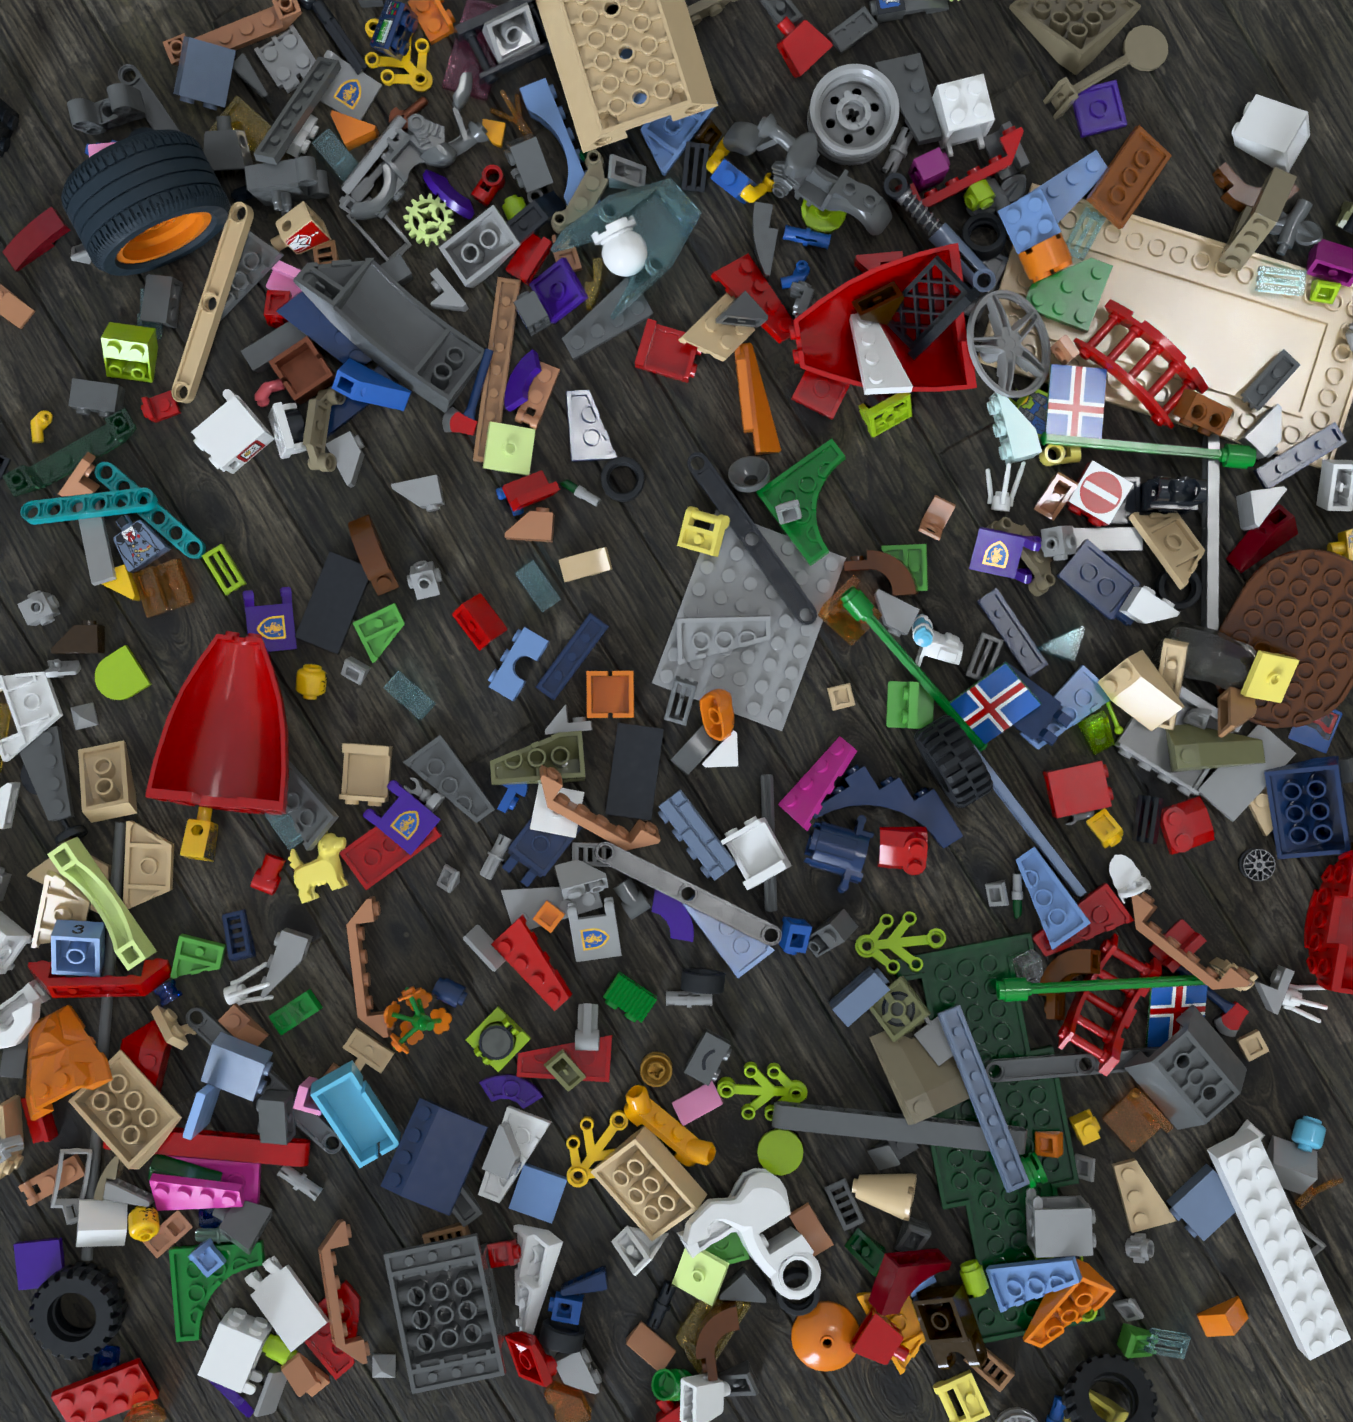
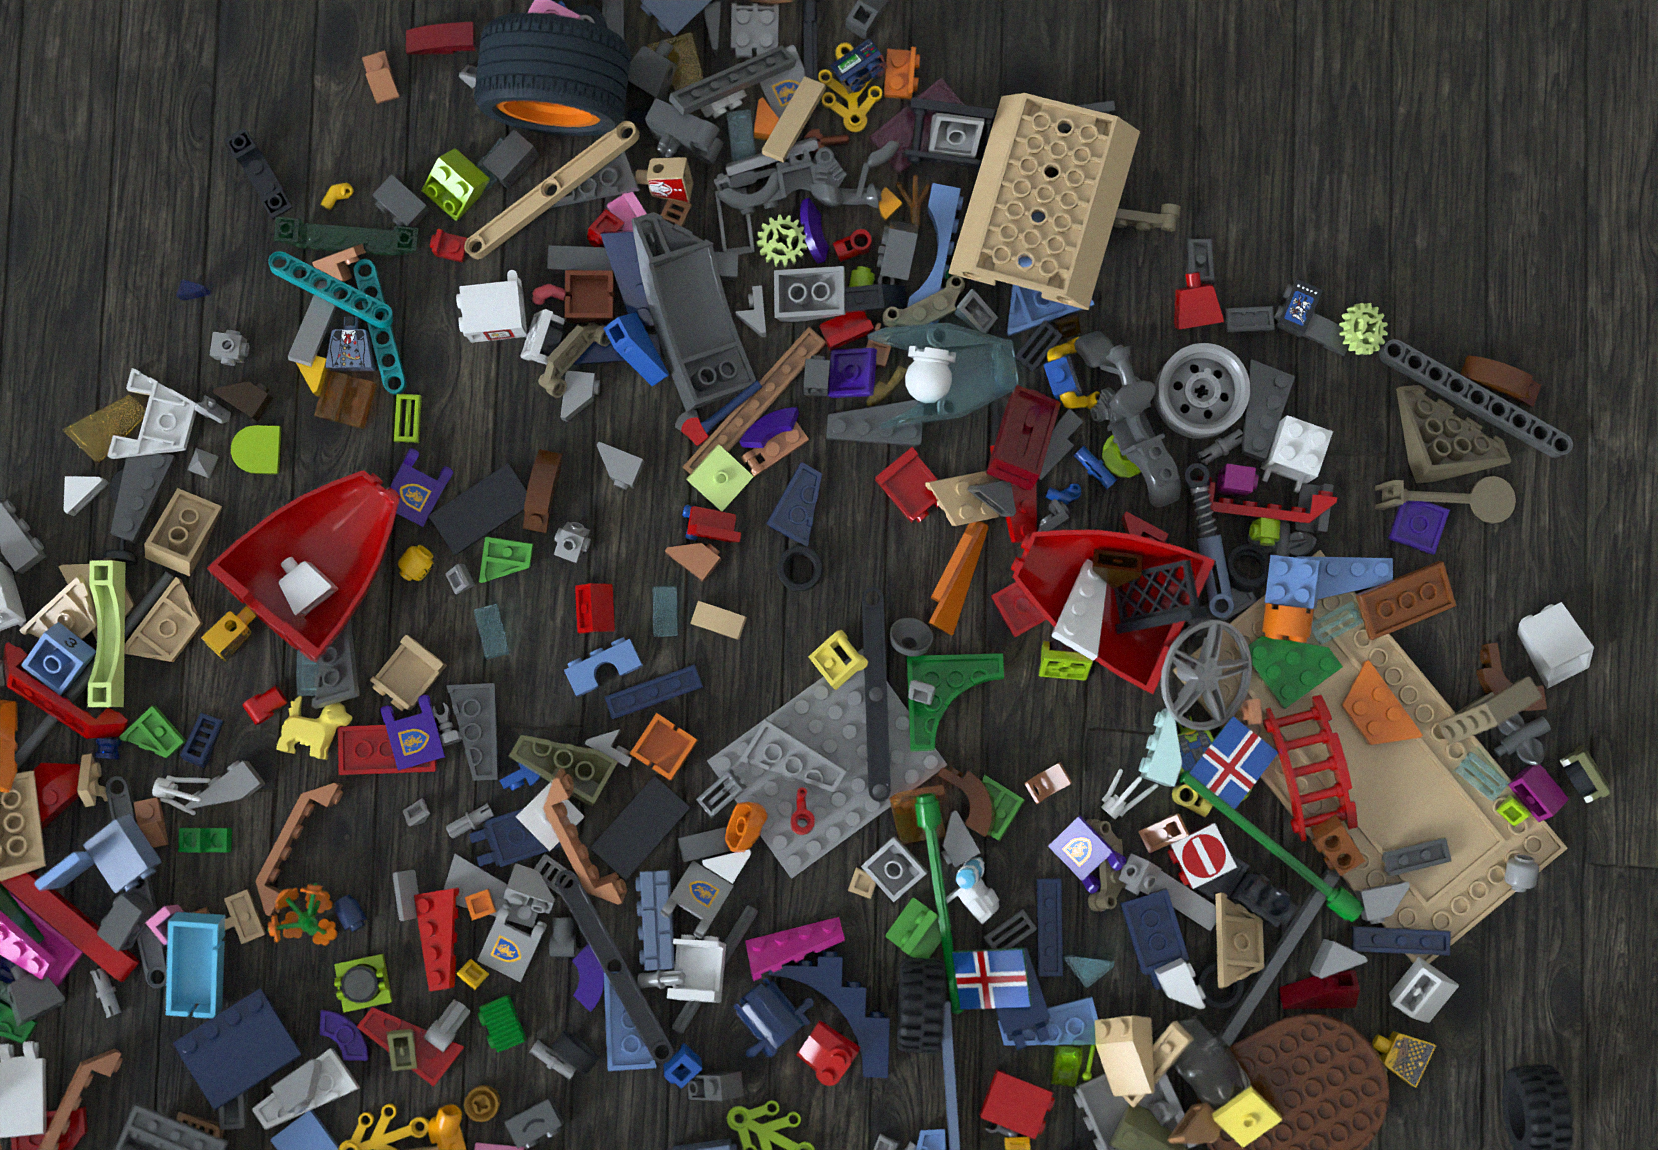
camera: 30 degrees right, 5 degrees down
(234, 759) = (304, 586): none -> white torso
(370, 111) = (793, 119): none -> tan tile
(579, 974) = (472, 974): none -> yellow slope
(581, 492) = (756, 555): light grey piece -> none
(716, 792) = (699, 894): none -> light grey flag
(731, 878) = (661, 978): none -> light grey axle
(734, 249) = (1023, 437): none -> dark red piece
(757, 673) = (802, 814): none -> red plate
(859, 668) = (894, 868): none -> light grey slope
(1162, 282) = (1377, 710): none -> orange wing

